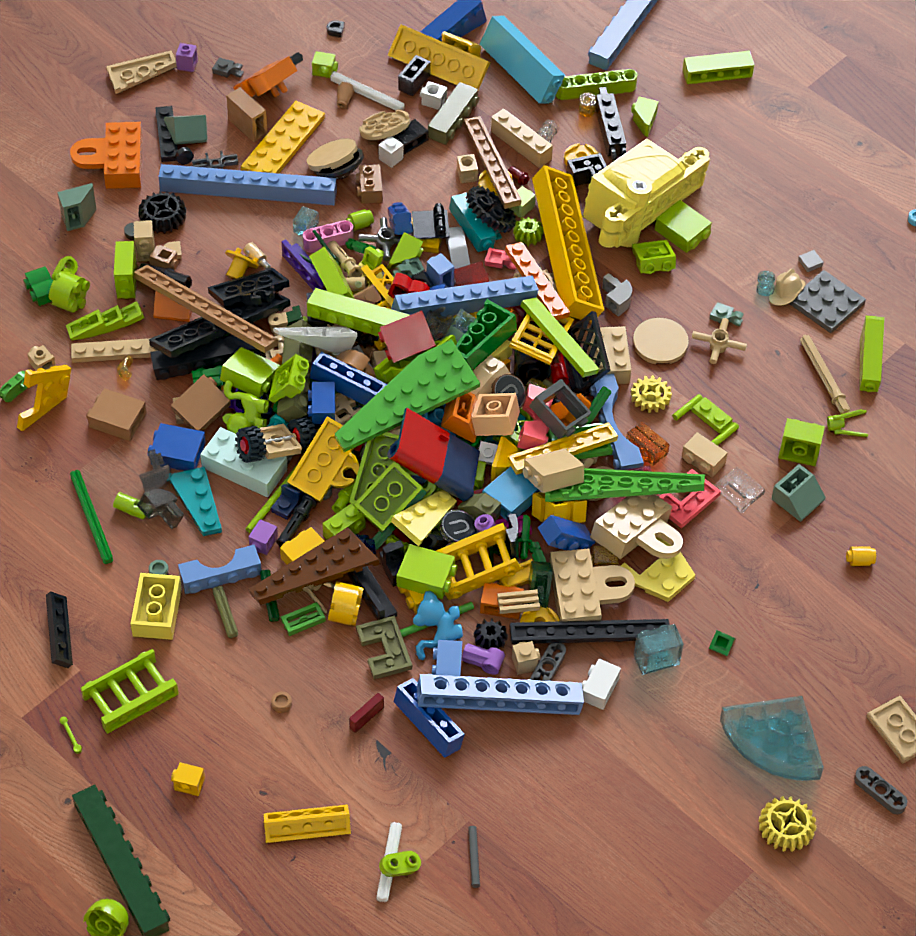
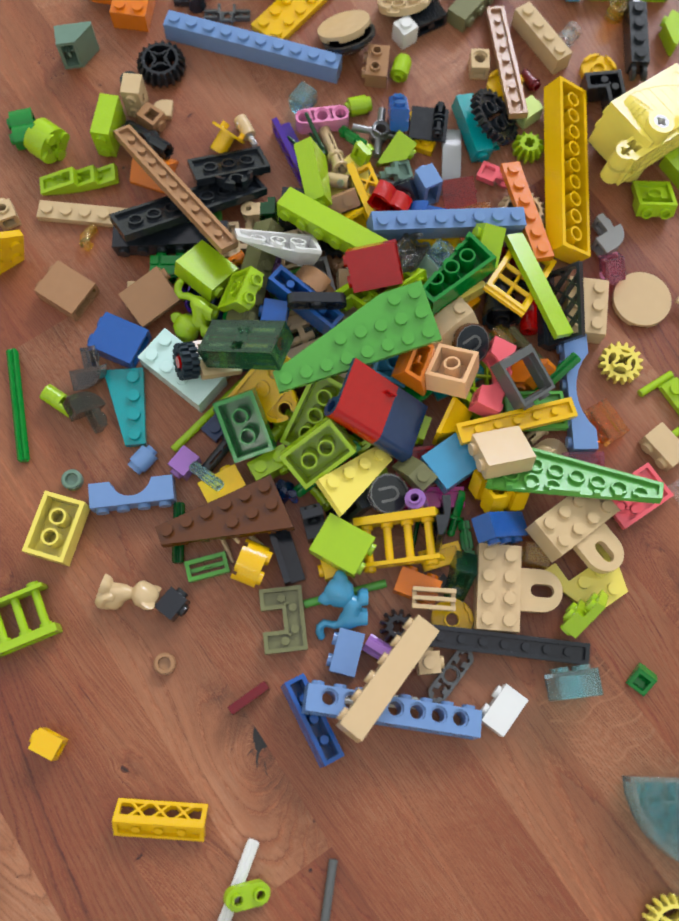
camera: 10 degrees right, 20 degrees up
(71, 264) = (47, 112): lime plate -> none
(222, 540) = (143, 459): none -> medium blue brick
(222, 651) = (113, 594): none -> tan animal
(225, 612) = (129, 544): olive axle -> none
(278, 651) = (173, 603): none -> black brick
(287, 538) = (206, 476): none -> clear light blue axle
(304, 418) = (246, 344): none -> clear green brick
(315, 489) = (244, 425): none -> green brick
(350, 374) = (316, 300): none -> black beam
(393, 182) = (401, 68): none -> lime brick
(487, 452) = (437, 406): white brick -> none
(489, 660) = (387, 679): none -> tan brick
(508, 300) = (491, 236): none -> lime slope
(627, 317) = (612, 267): none -> clear pink brick
(653, 596) = (580, 614): none -> lime plate

